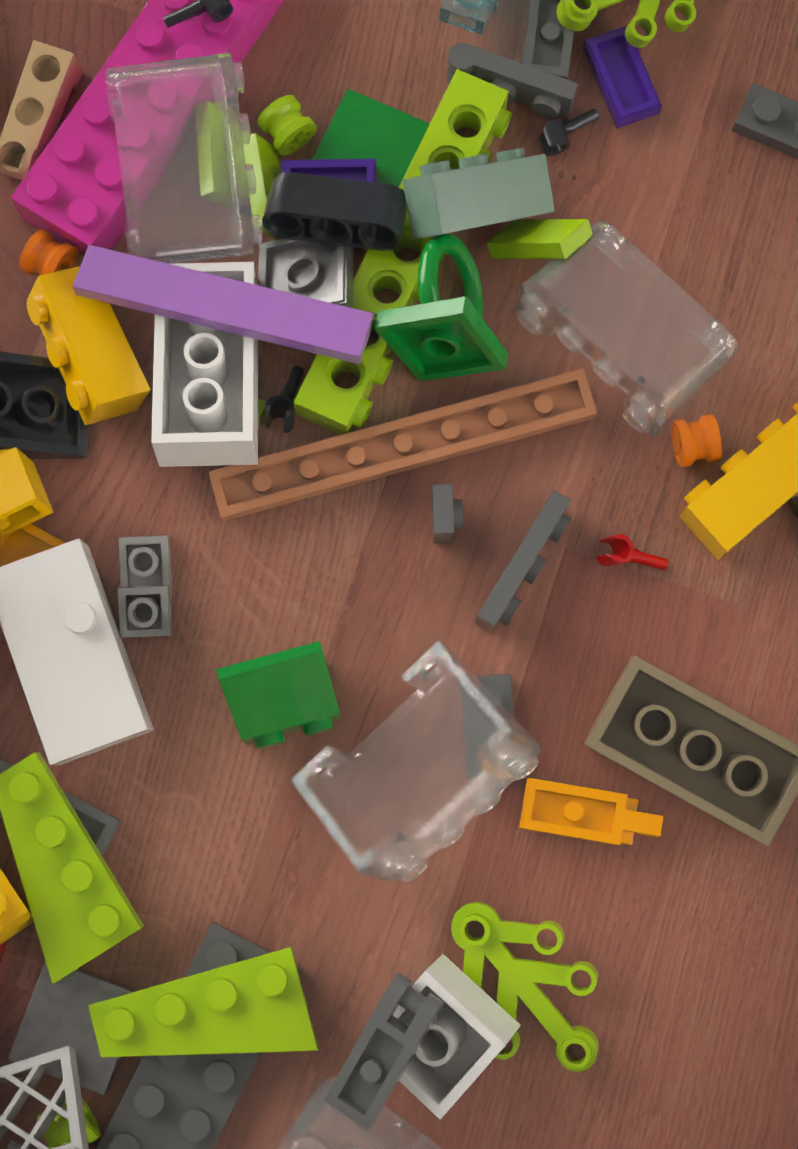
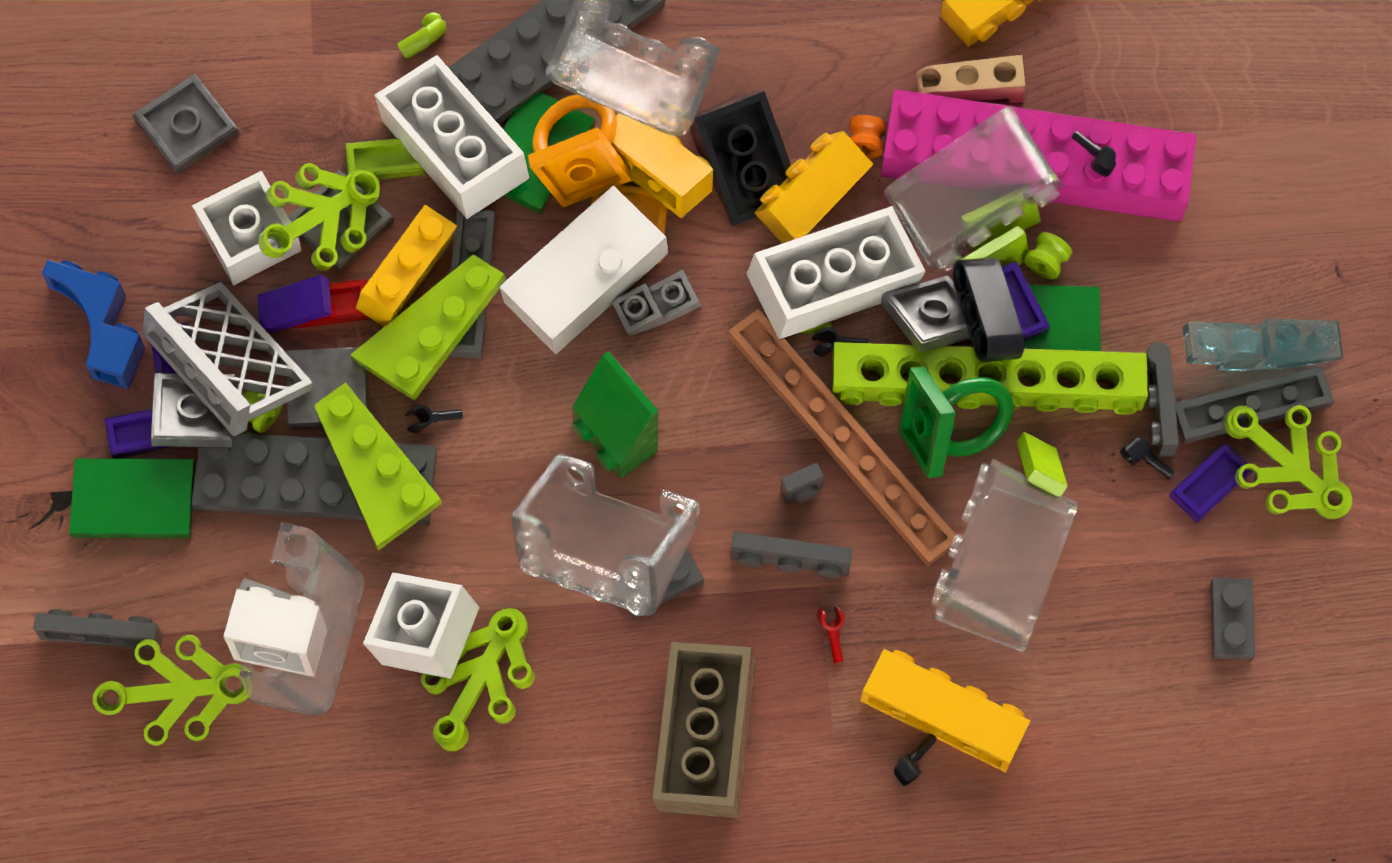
camera: 65 degrees right, 10 degrees down
(170, 917) = (427, 417): none -> black hand
(224, 304) = (880, 262): medium lavender tile -> none
(382, 1052) = (394, 581): dark grey plate -> none
(477, 192) = (1052, 403): sand green brick -> none
(585, 813) = (623, 672): light orange hinge -> none
(696, 440) = (942, 643): orange wheel -> none

